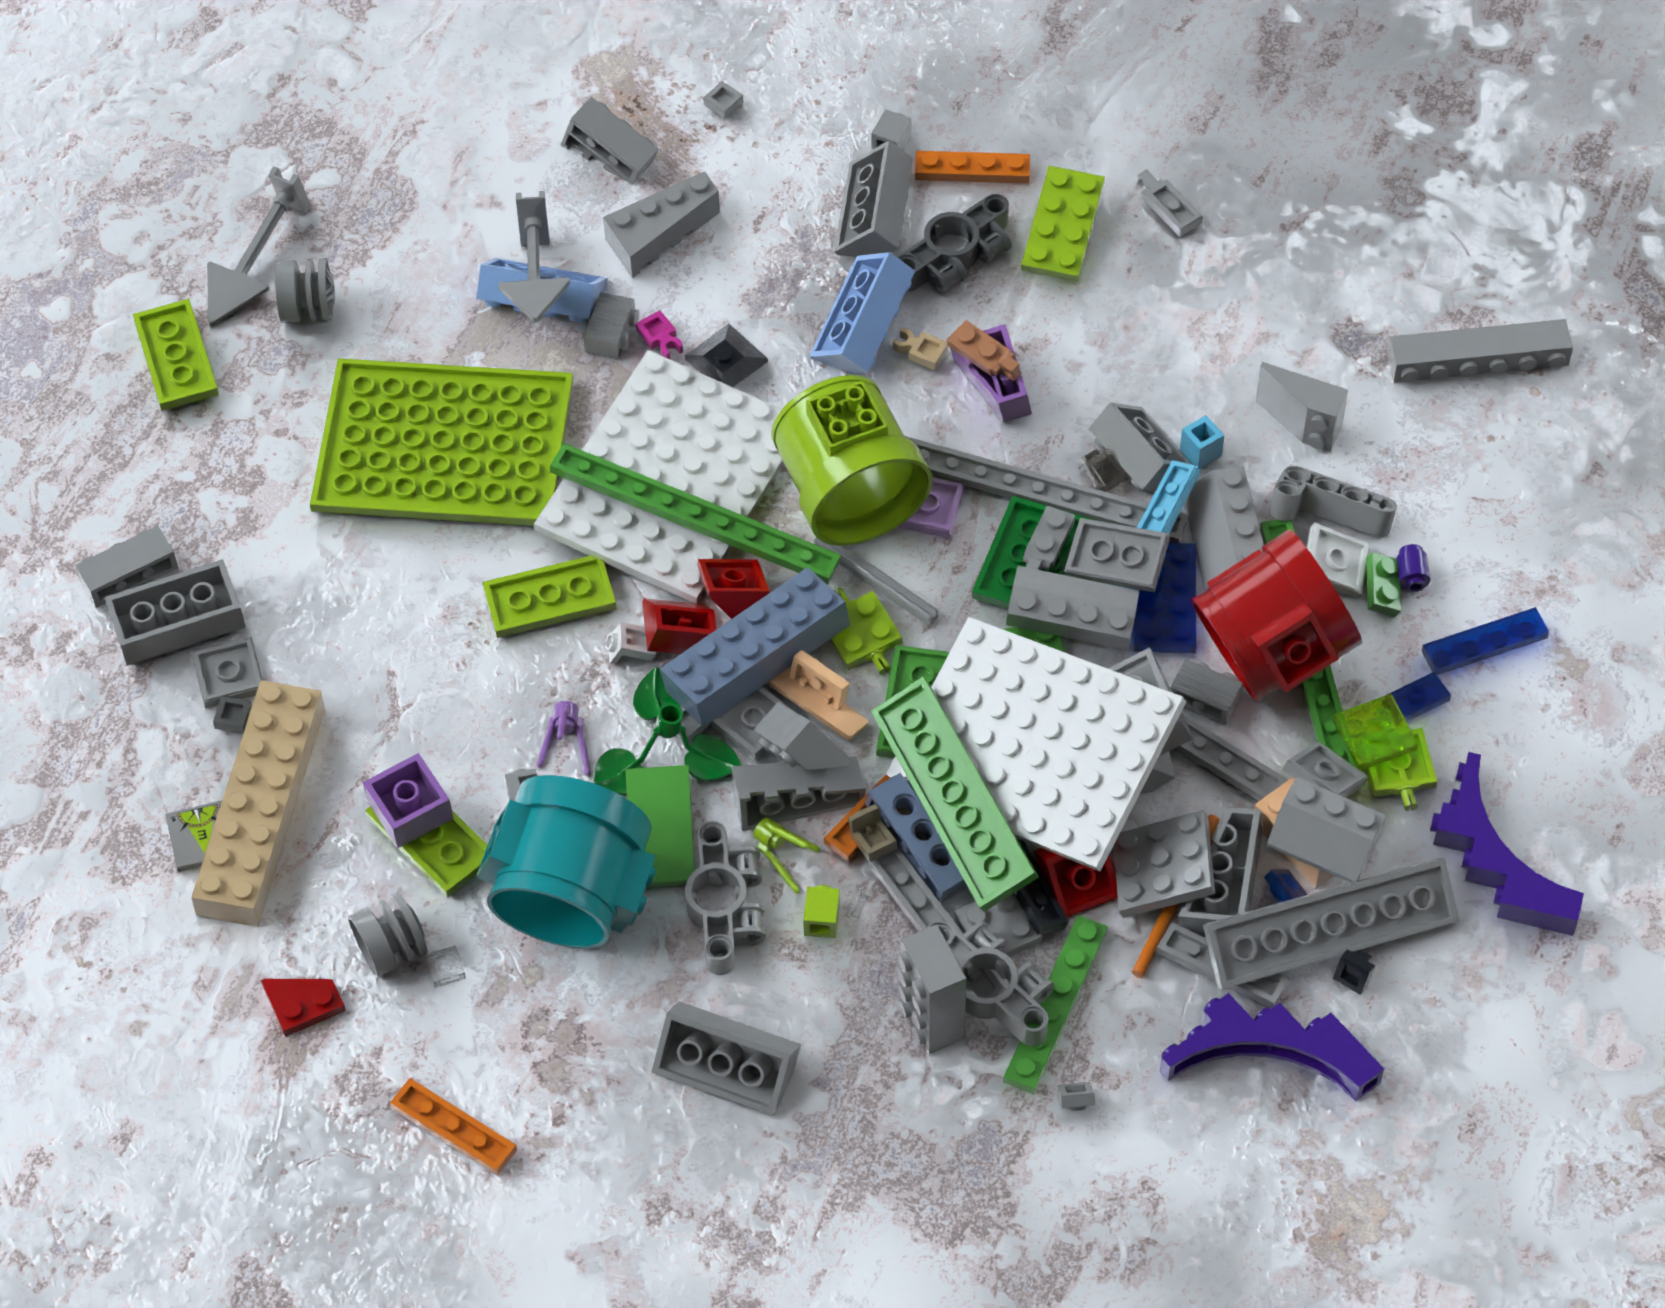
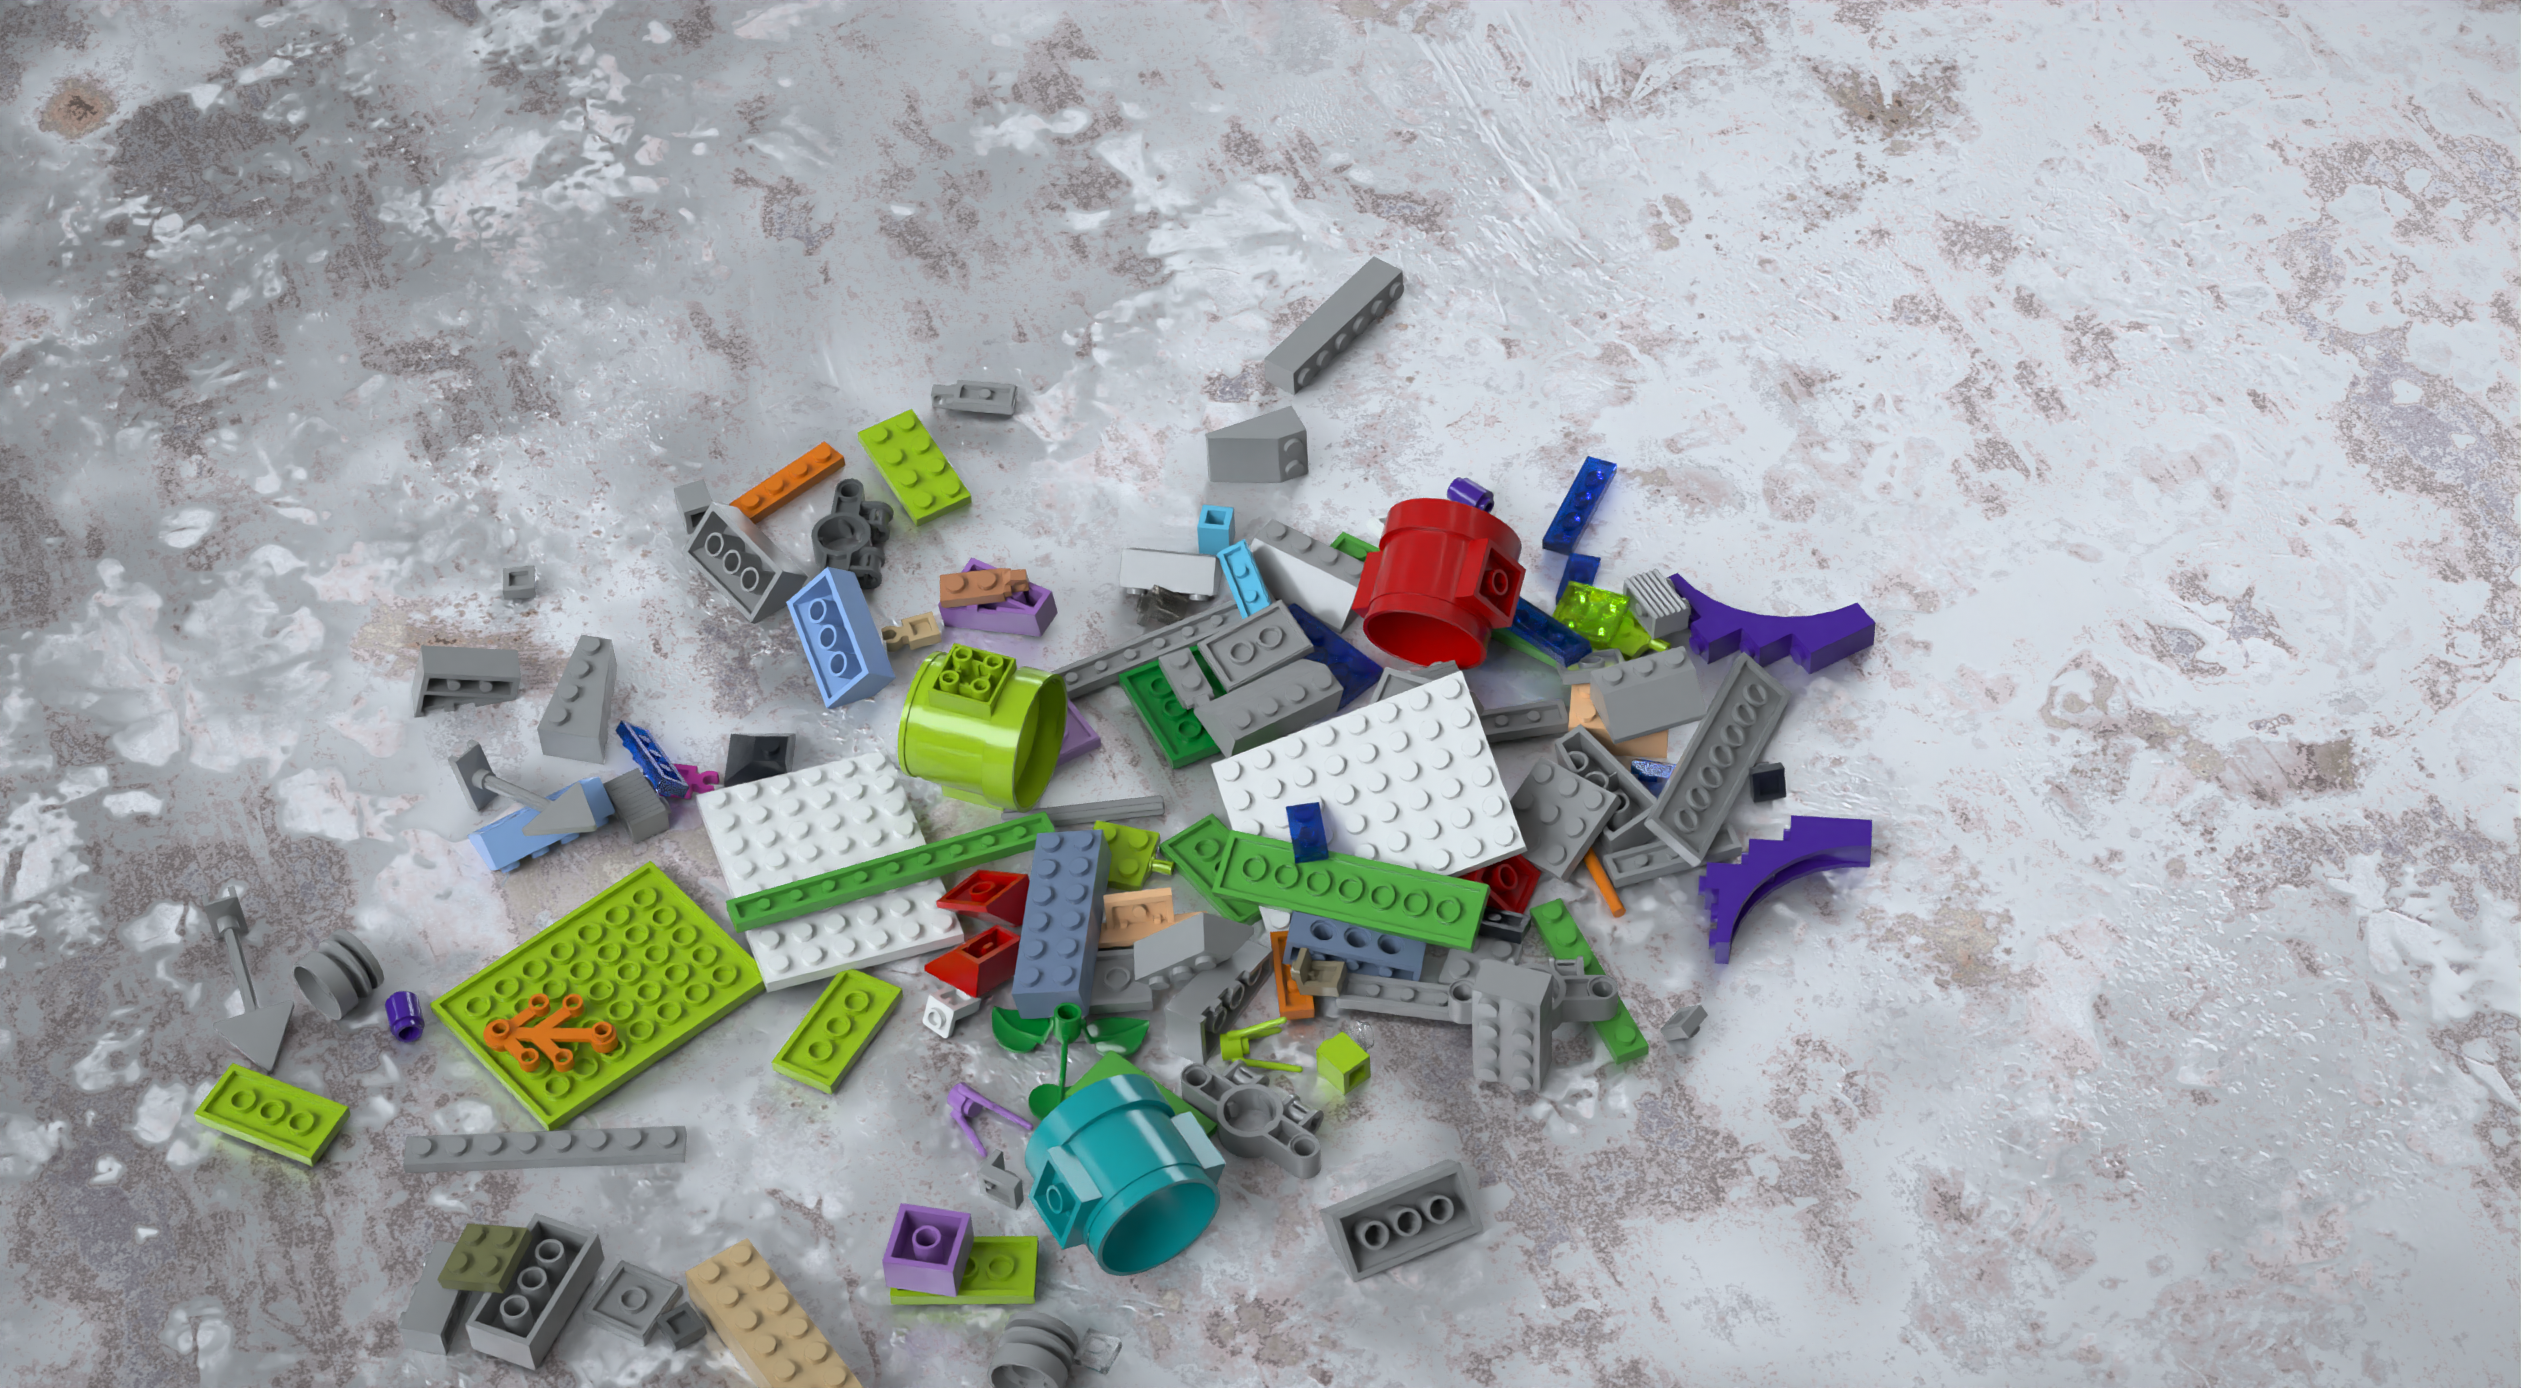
camera: 45 degrees left, 10 degrees down
(161, 563) = (485, 1258): none -> olive plate
(297, 521) = (545, 1149): none -> light grey plate
(316, 354) = (405, 1016): none -> dark purple brick
(373, 440) = (505, 1034): none -> orange plant
(647, 300) = (652, 760): none -> clear blue plate
(964, 724) = (1307, 832): none -> clear blue plate
(1319, 716) = (1548, 634): none -> clear blue plate
(1331, 500) = (1358, 496): light grey beam -> none
(1433, 765) = (1656, 603): none -> light grey brick

